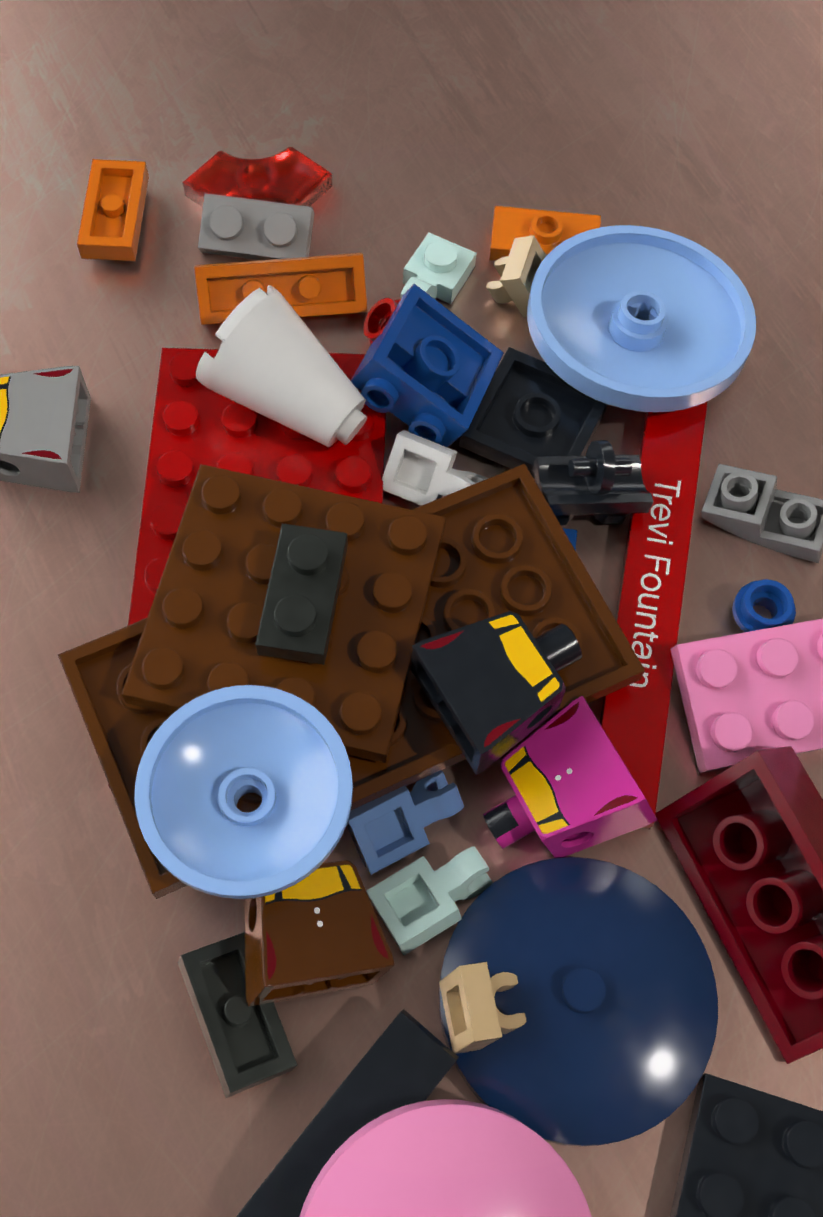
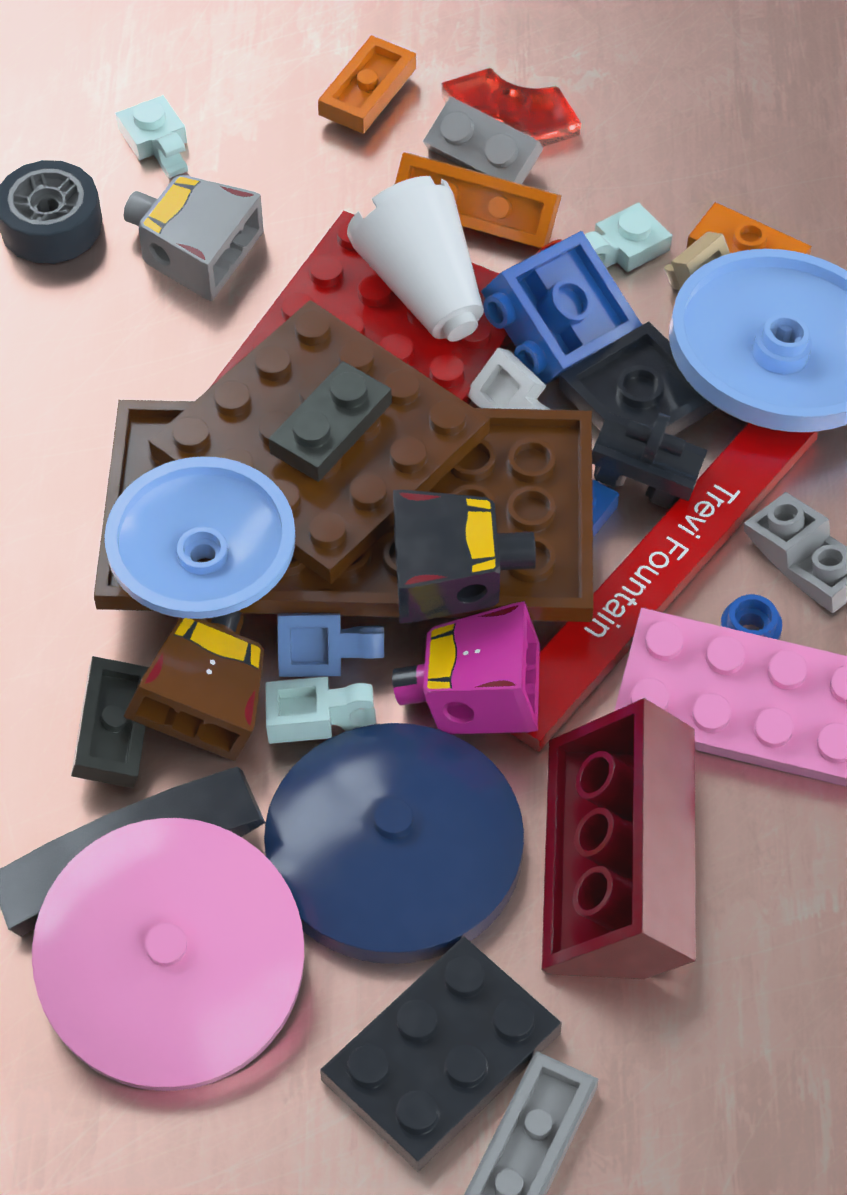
camera: 30 degrees right, 10 degrees down
(472, 1008) = (296, 788): tan tile -> none

